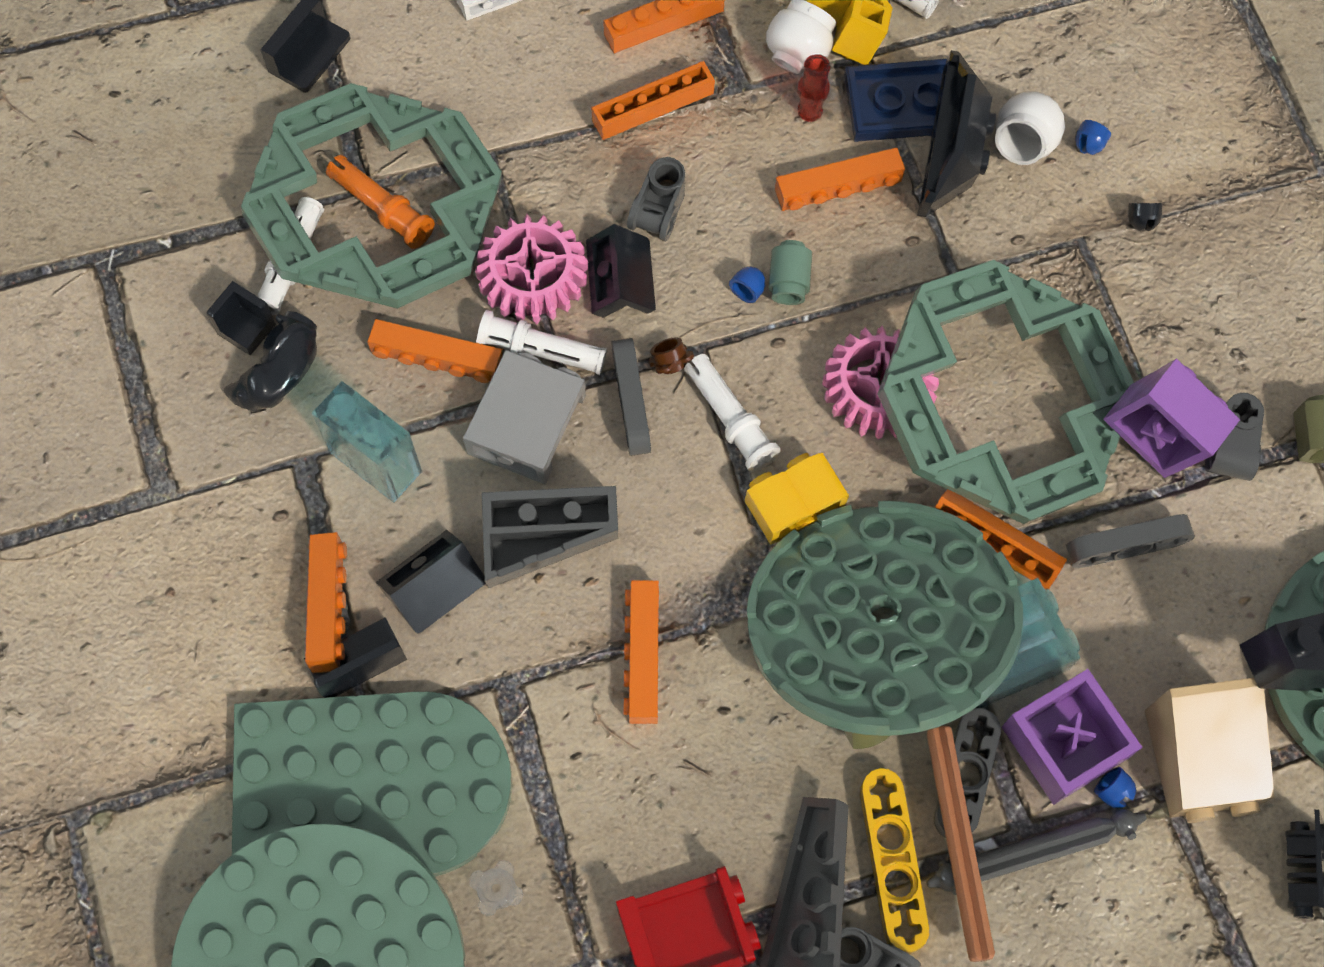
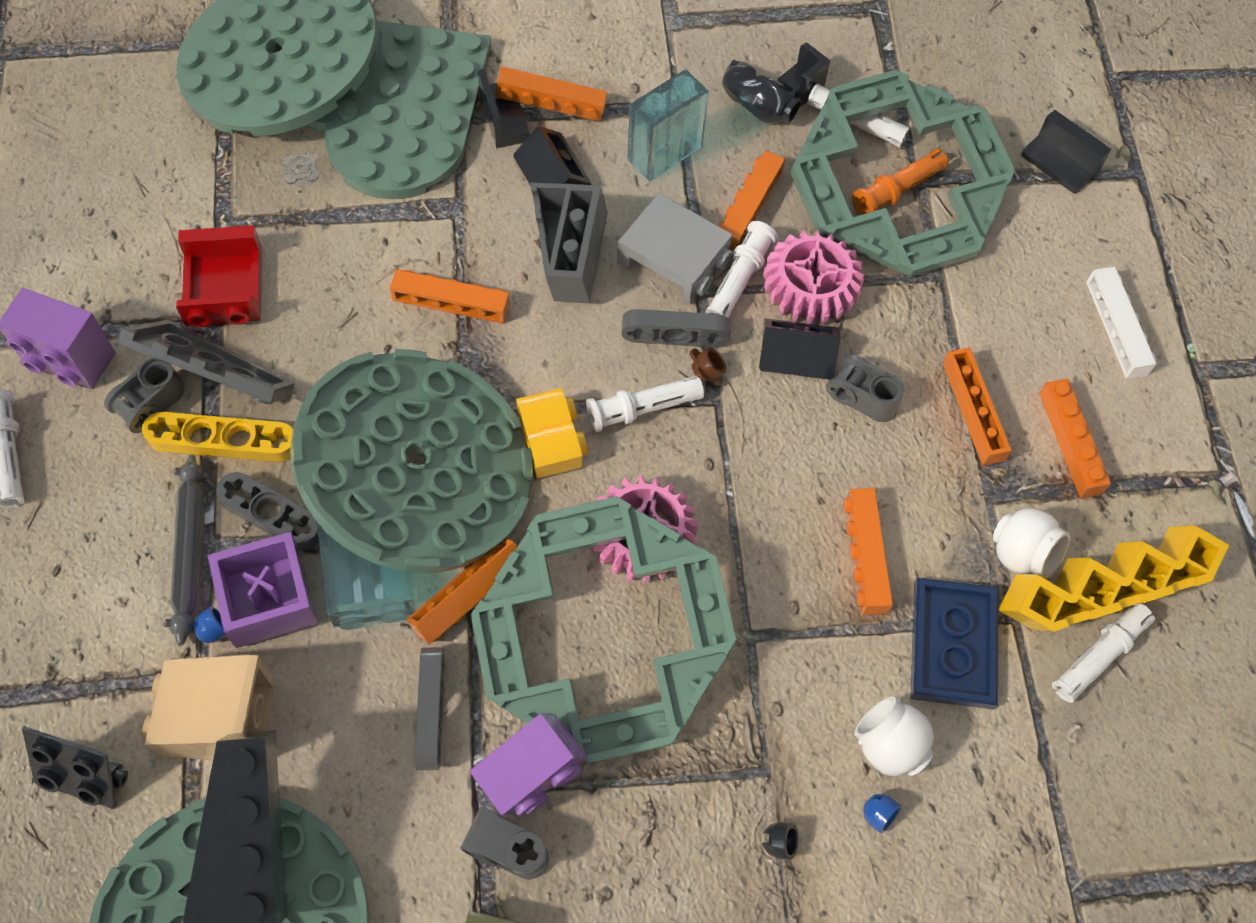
camera: 100 degrees right, 5 degrees down
(748, 284) = (769, 445): blue hinge -> none
(790, 272) = (772, 480): sand green brick -> none
(813, 87) = (965, 534): clear red pin -> none
(957, 136) = (895, 661): black wedge -> none
(960, 845) = (202, 476): nougat axle -> none

